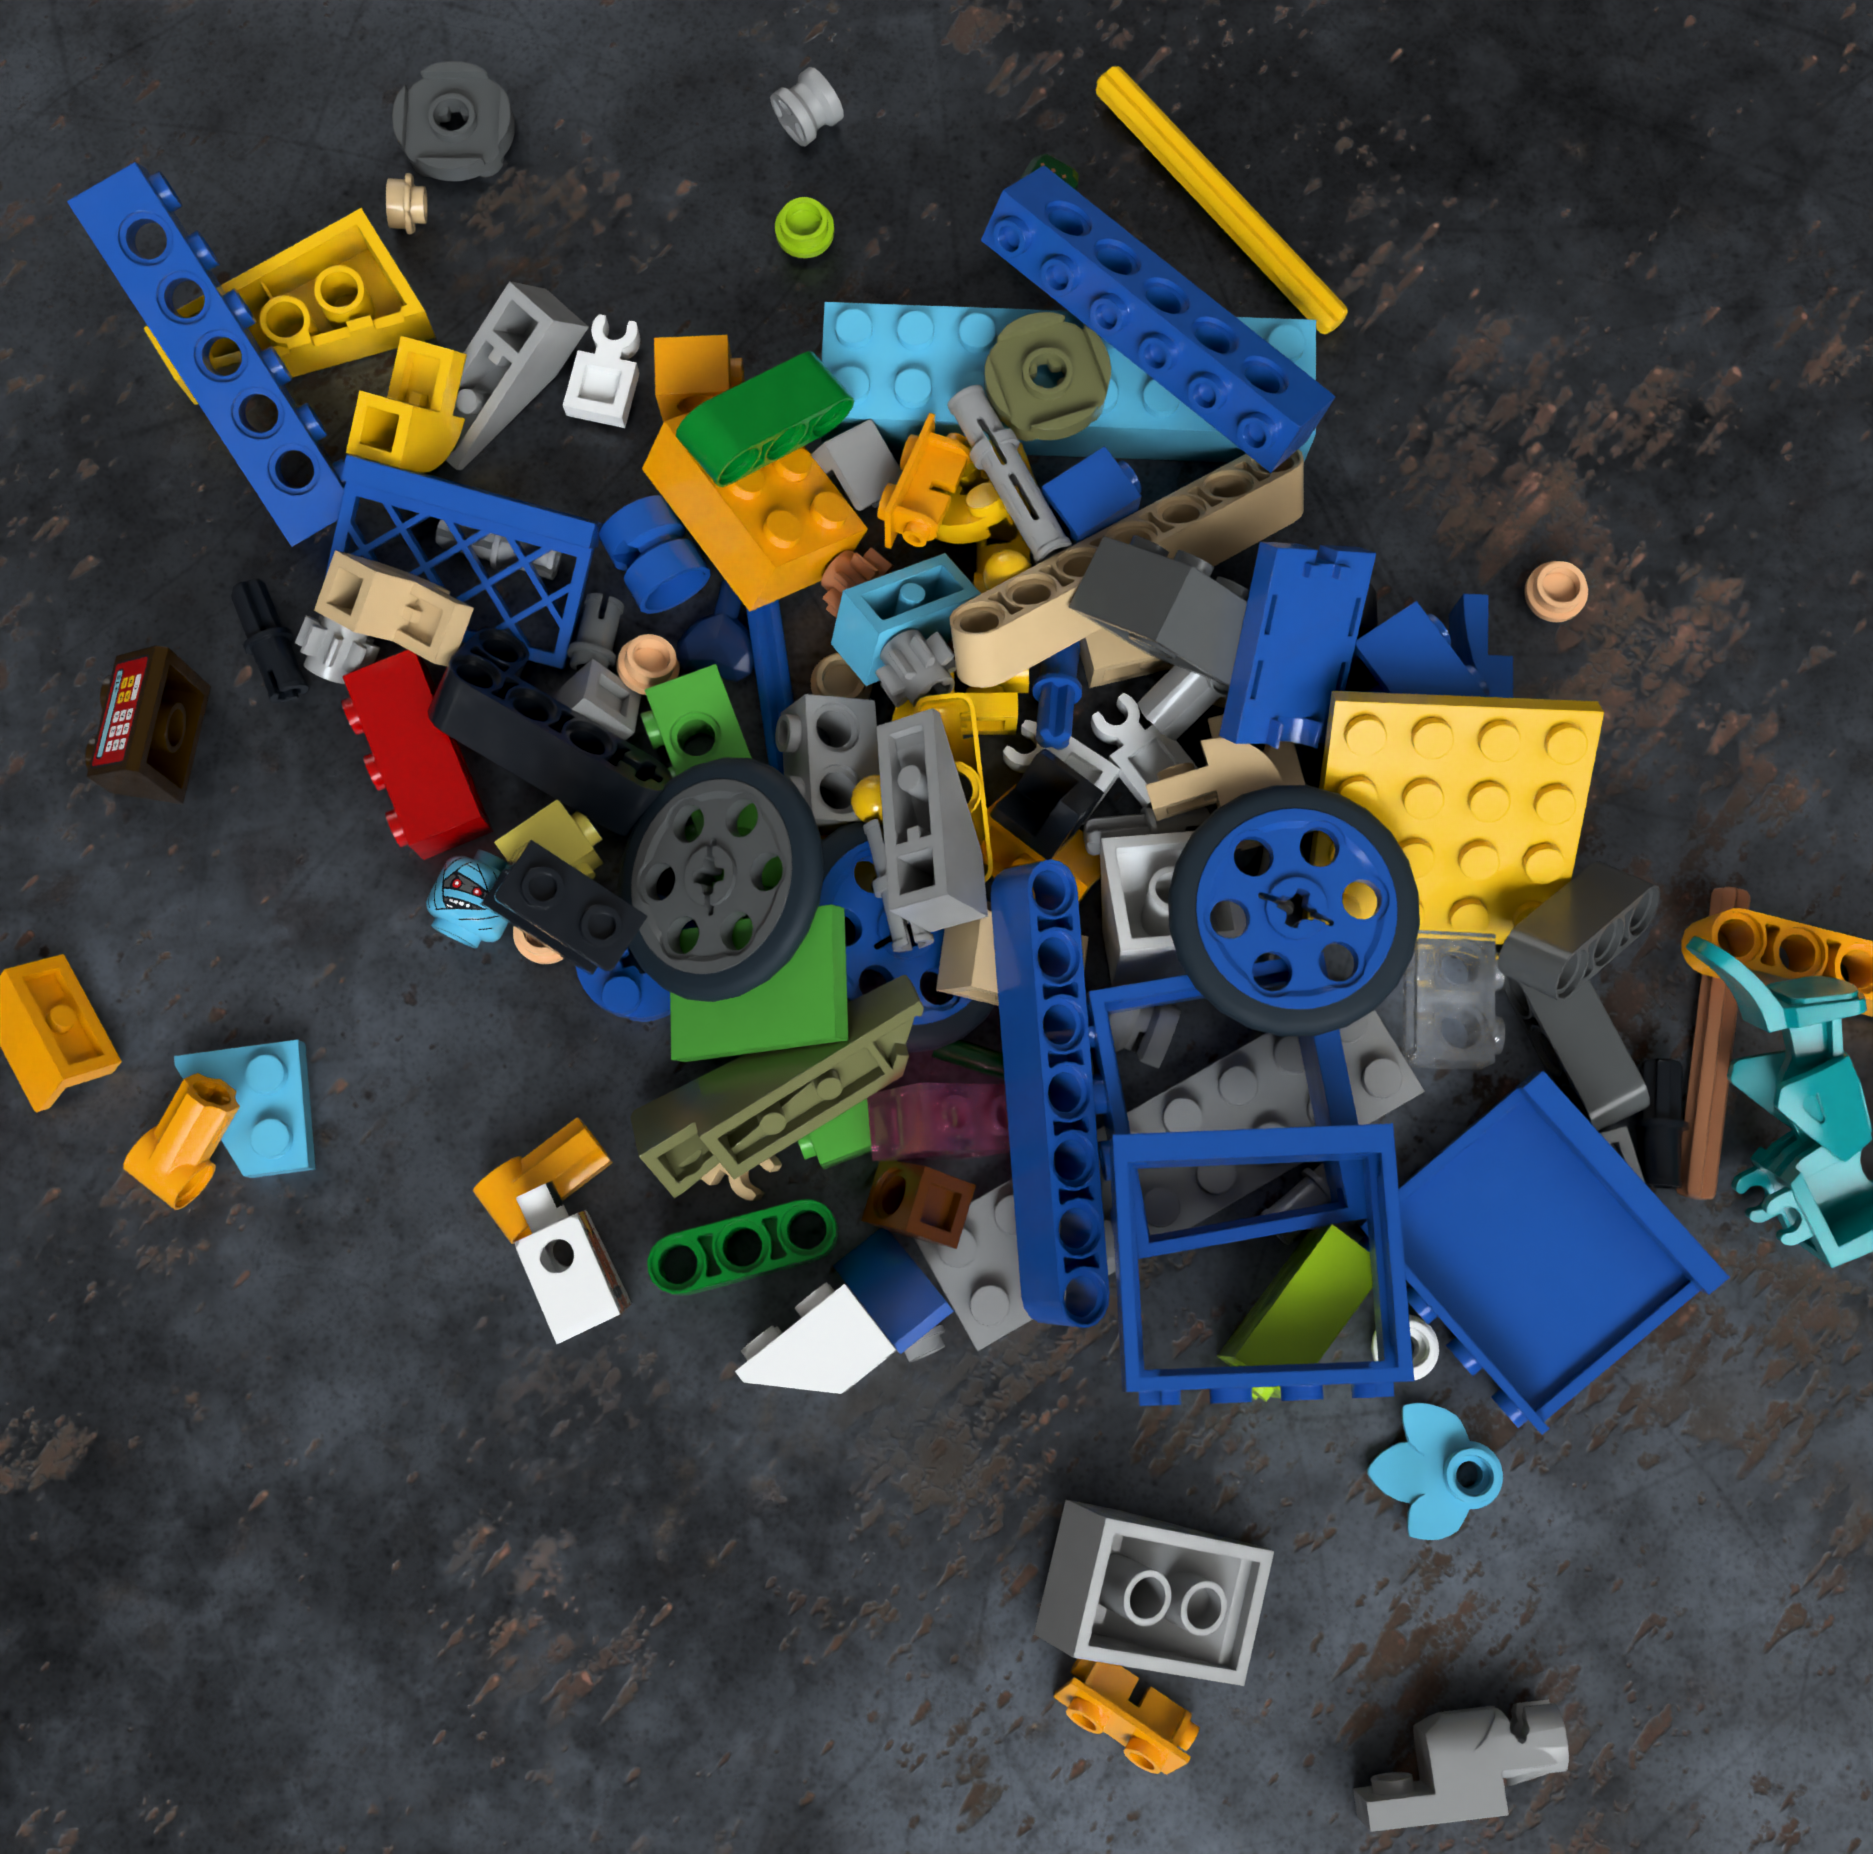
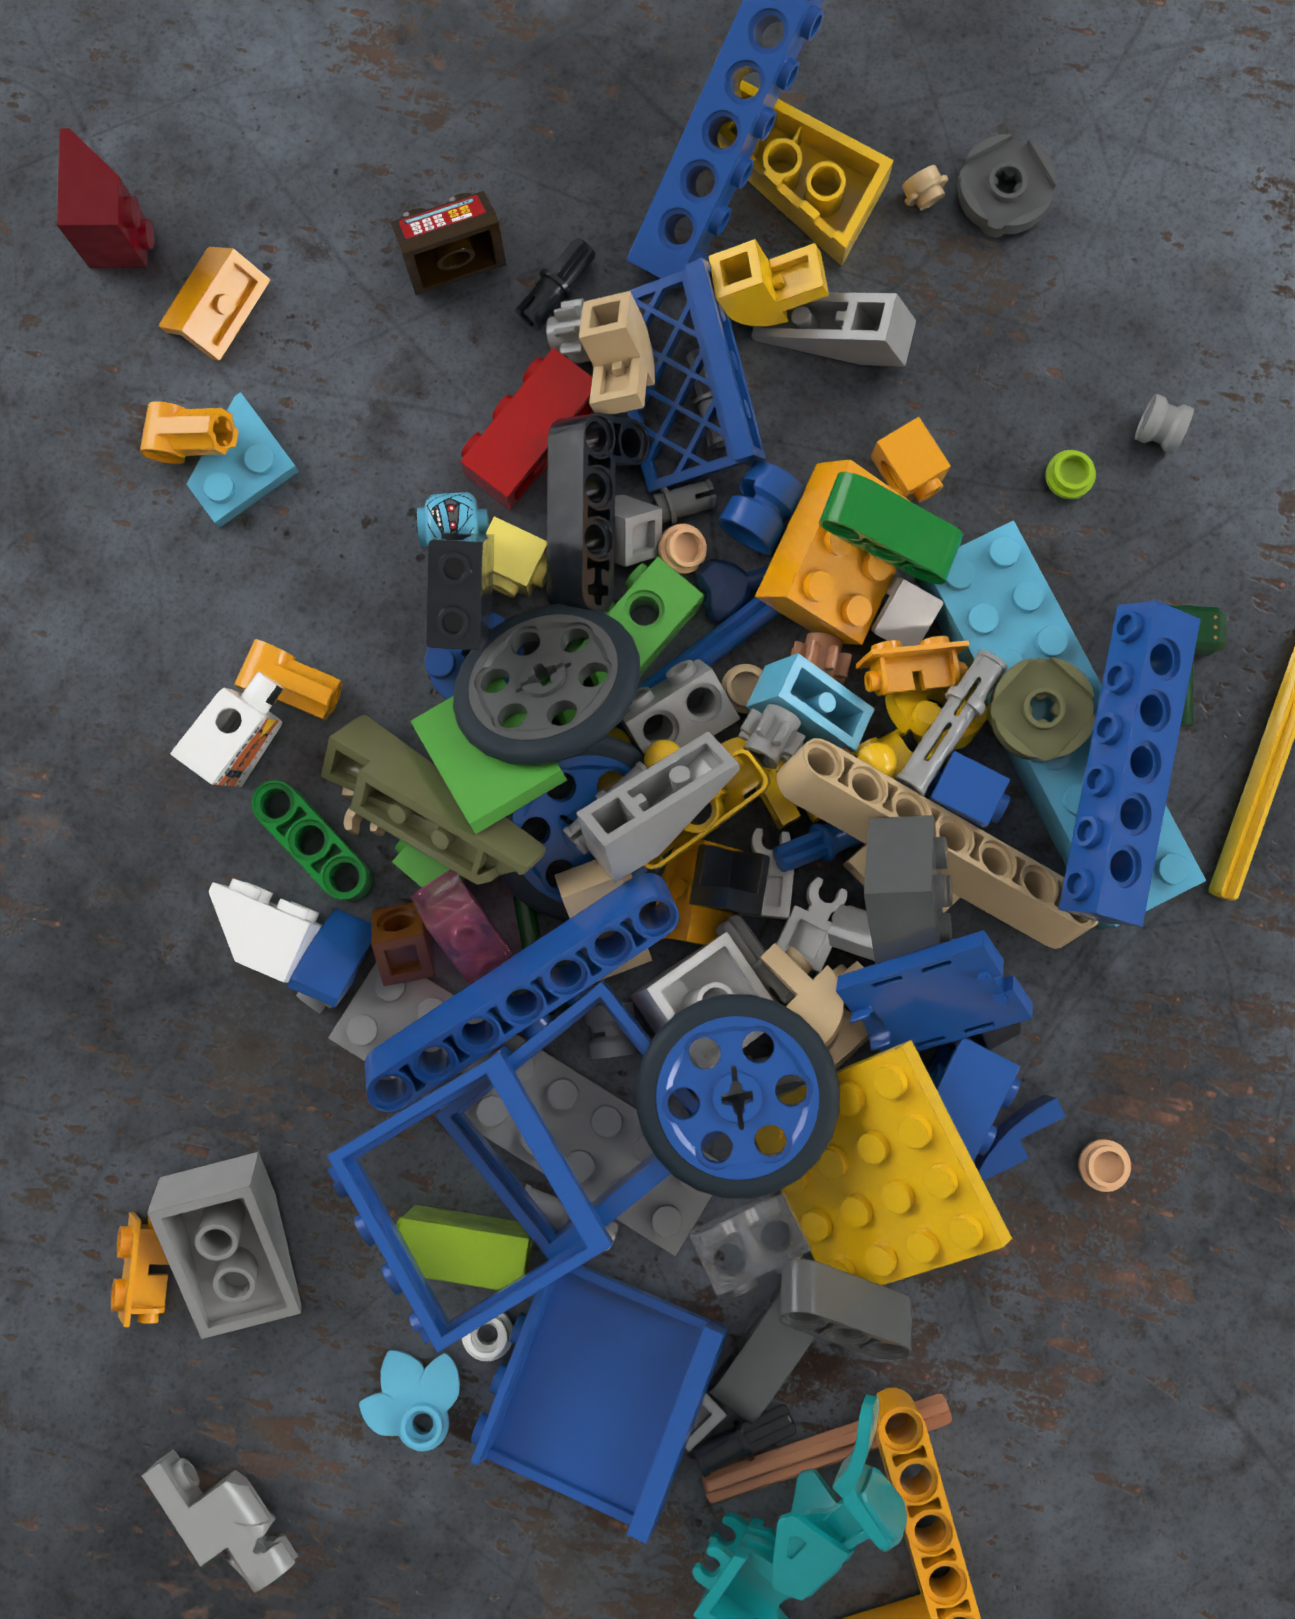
camera: 60 degrees right, 5 degrees up
(605, 381) = (871, 400): white plate -> none

